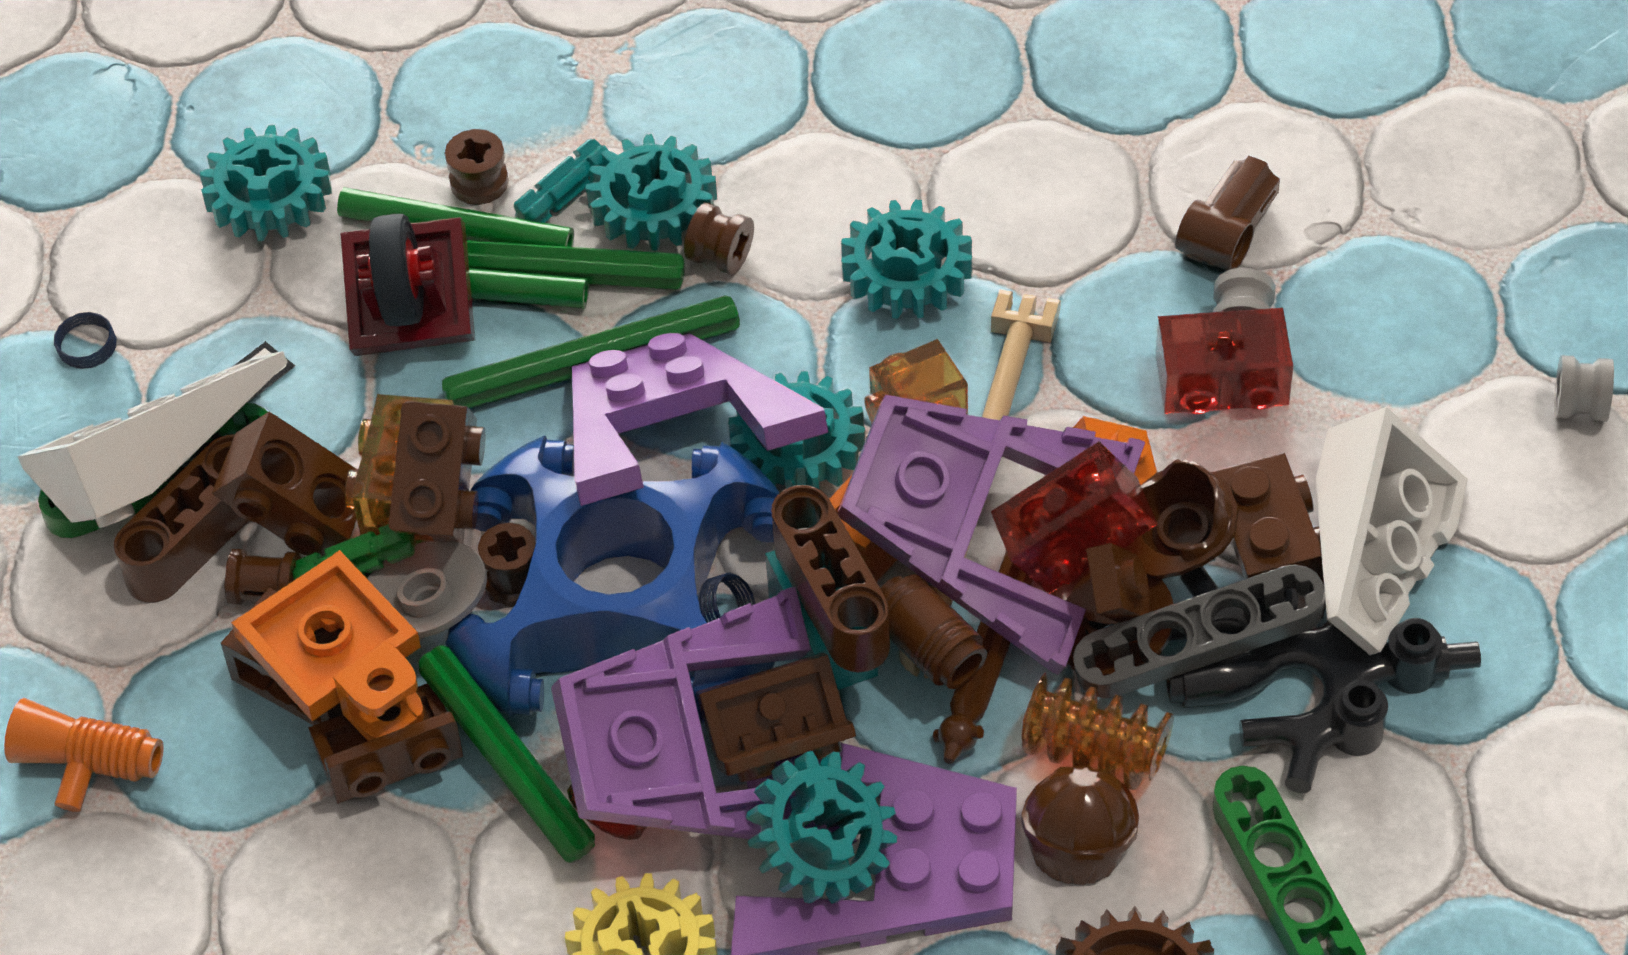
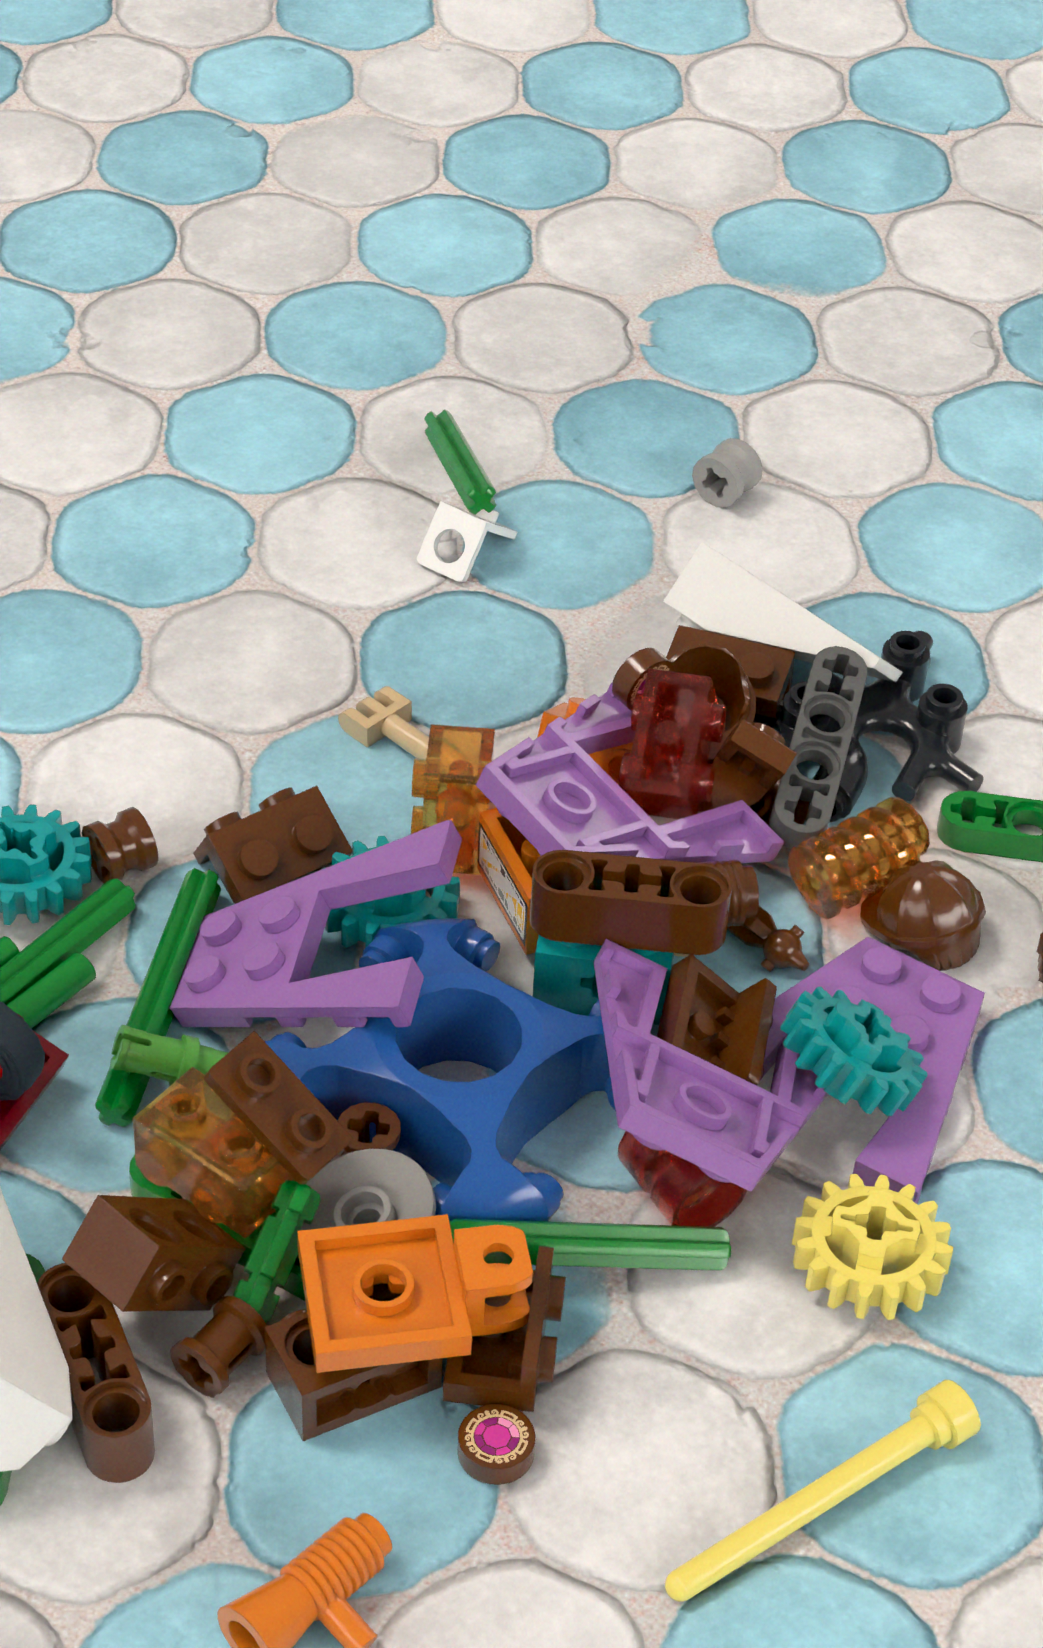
camera: 65 degrees left, 10 degrees down
(291, 794) = (496, 1444): none -> tile
(507, 400) = (160, 1055): none -> bright green pin
(797, 332) = (273, 846): none -> reddish brown bracket
(906, 258) = (259, 745): teal gear -> none
(1134, 448) = (633, 672): none -> reddish brown tile
(1224, 360) = (539, 627): clear red brick -> none
(1225, 223) = (395, 564): reddish brown piece -> none
(1243, 290) = (493, 591): light grey wheel -> none
(1320, 239) = (473, 530): none -> white bracket
(1391, 188) = (460, 462): none -> green axle

